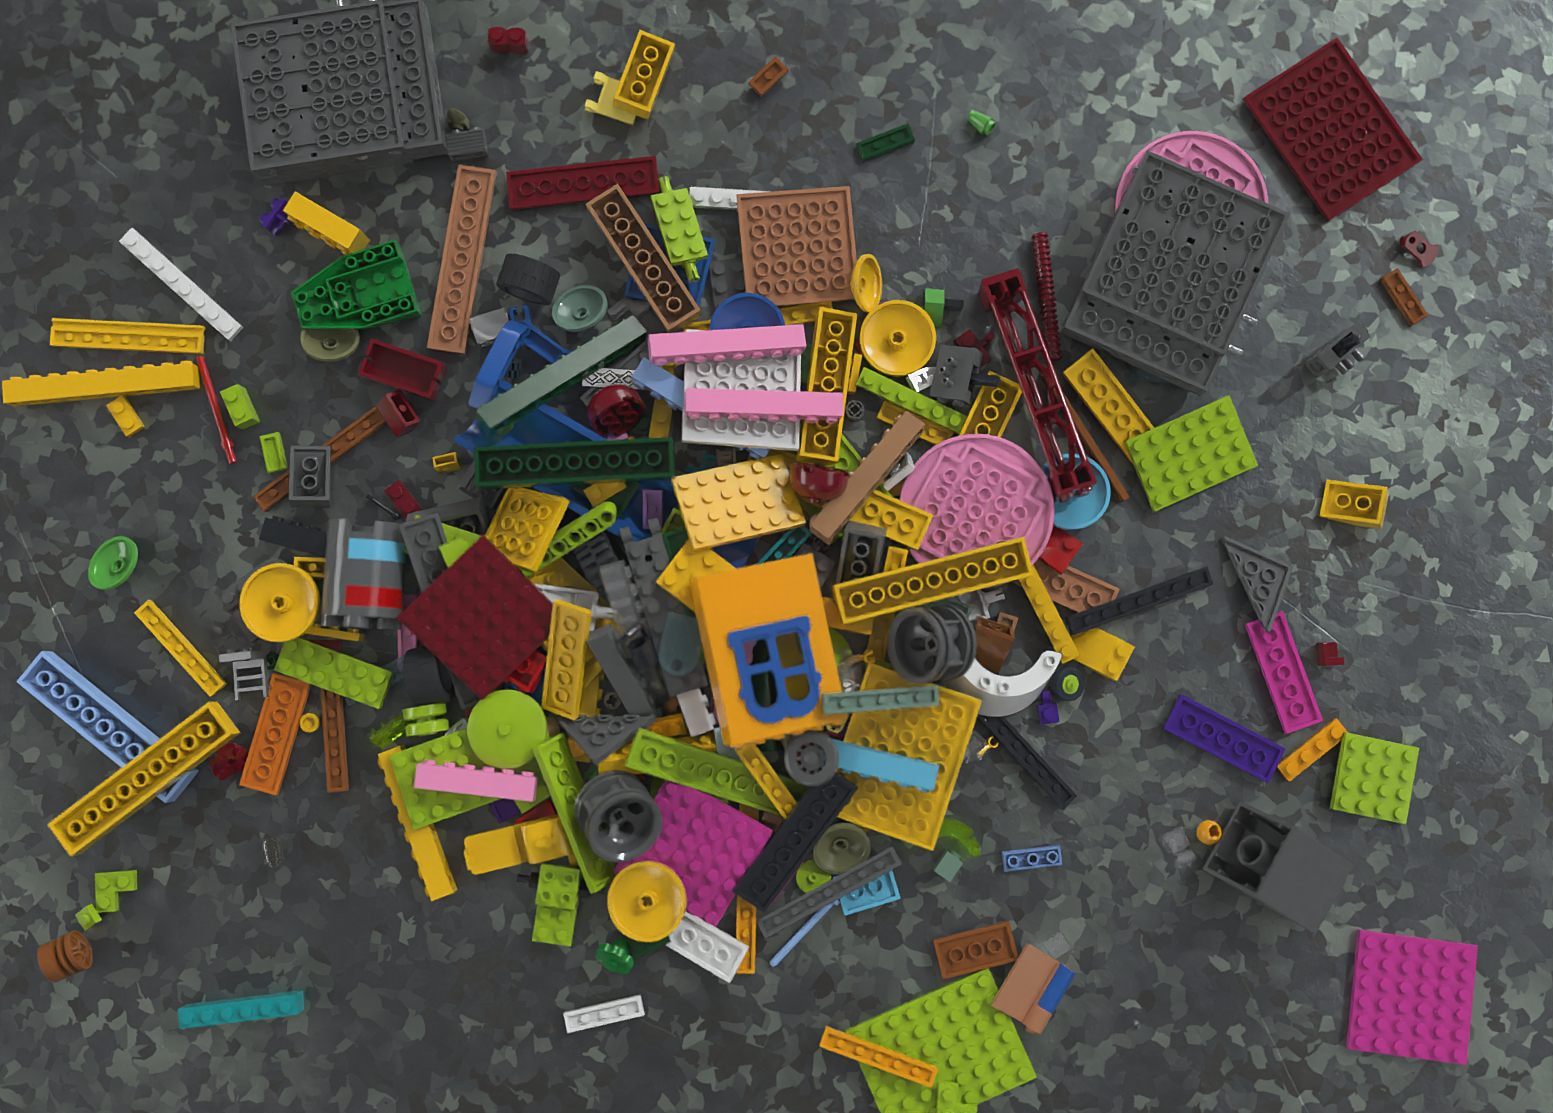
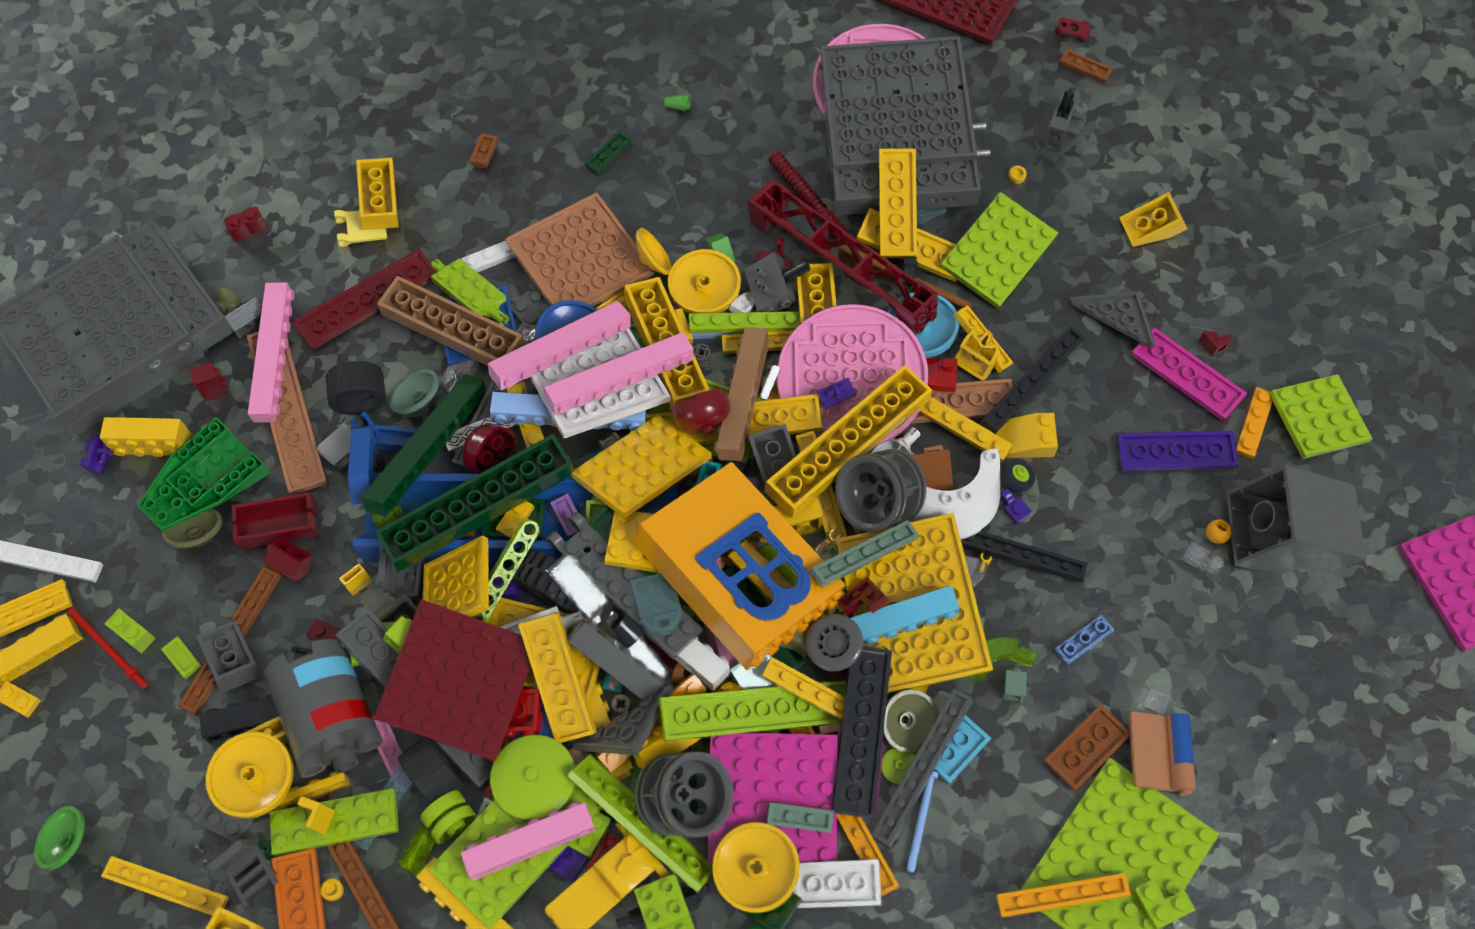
camera: 30 degrees left, 20 degrees down
(322, 663) = (320, 815): none -> yellow panel
(403, 198) = (209, 381): none -> dark red brick
(471, 197) = (270, 353): none -> bright pink brick
(703, 881) = (800, 817): none -> sand green plate
(708, 302) = (528, 332): none -> clear tile
(864, 729) = (863, 593): none -> dark red plate
(949, 525) = (836, 393): none -> dark purple hips
(1090, 435) = (911, 269): none -> black bar
(1102, 551) = (977, 354): none -> yellow plate
(1118, 537) = (969, 321): none -> yellow tile
(1119, 362) = (897, 203): none -> yellow plate
(1259, 380) = (1017, 174): none -> yellow tile

